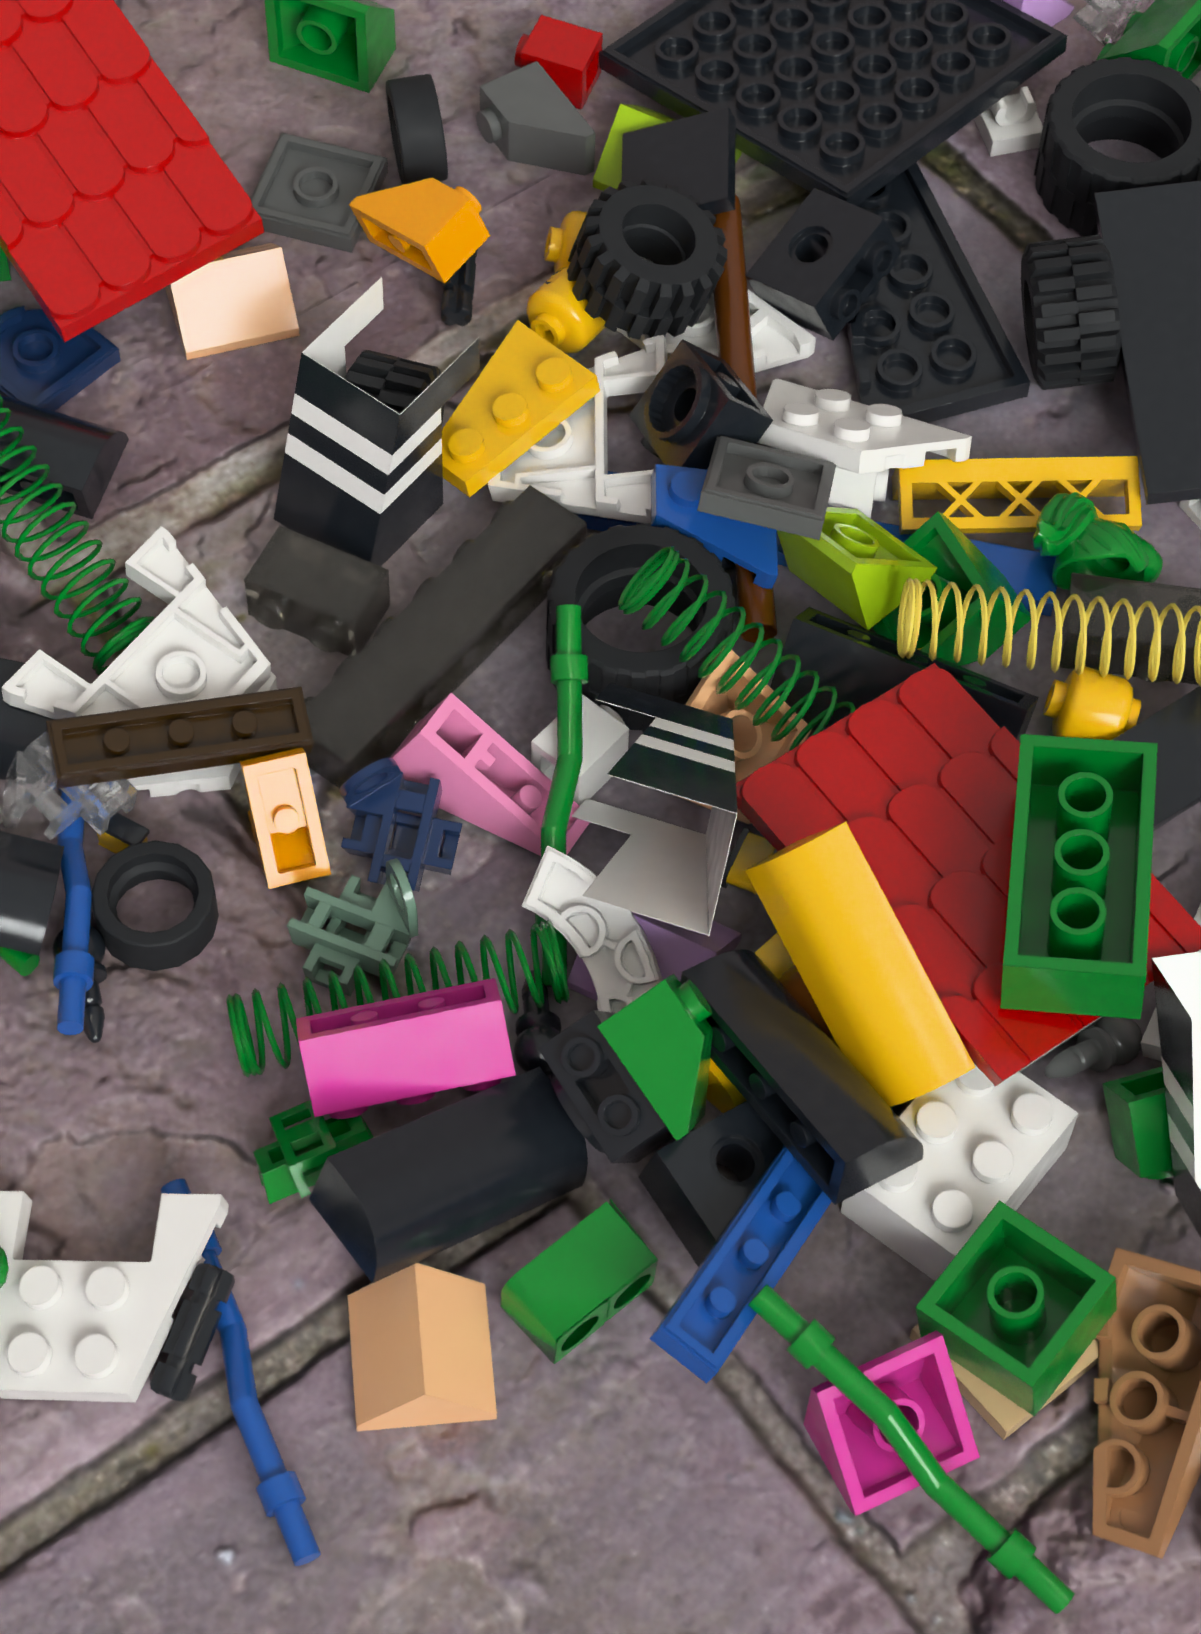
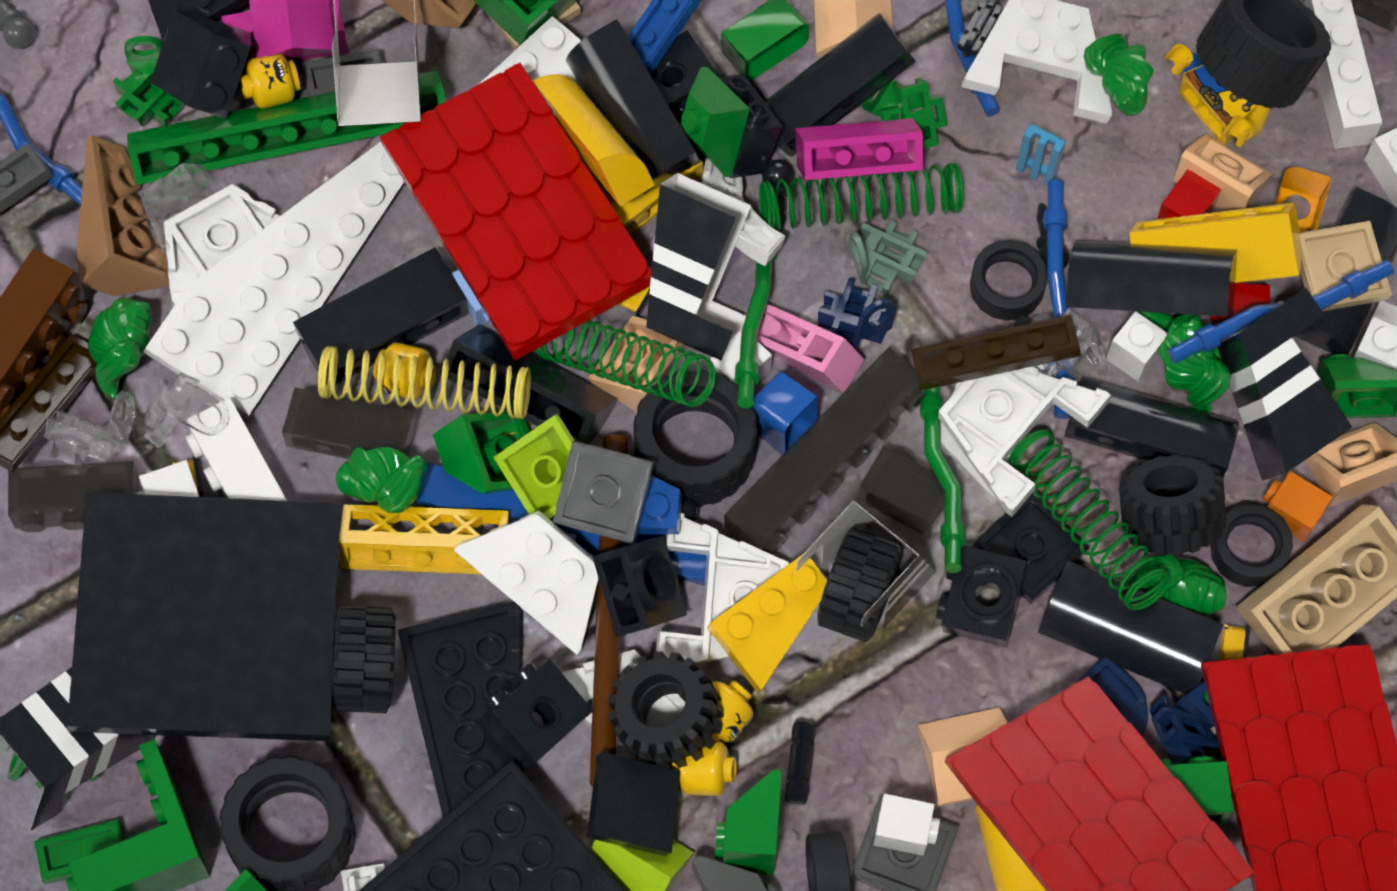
camera: 175 degrees left, 10 degrees up
(105, 1078) = (1036, 165): none -> dark azure tile
(124, 524) = (1037, 539): none -> black tile
(206, 454) = (962, 612): none -> black brick
(250, 469) = (952, 530): none -> green bar
(285, 817) = (927, 323): slope -> none
(315, 183) = (906, 825): none -> white brick
(424, 224) = (827, 782): light orange slope -> none
(519, 671) = (784, 412): none -> blue piece
(521, 164) = (751, 828): none -> green slope
(1080, 877) = (456, 152): green brick -> none

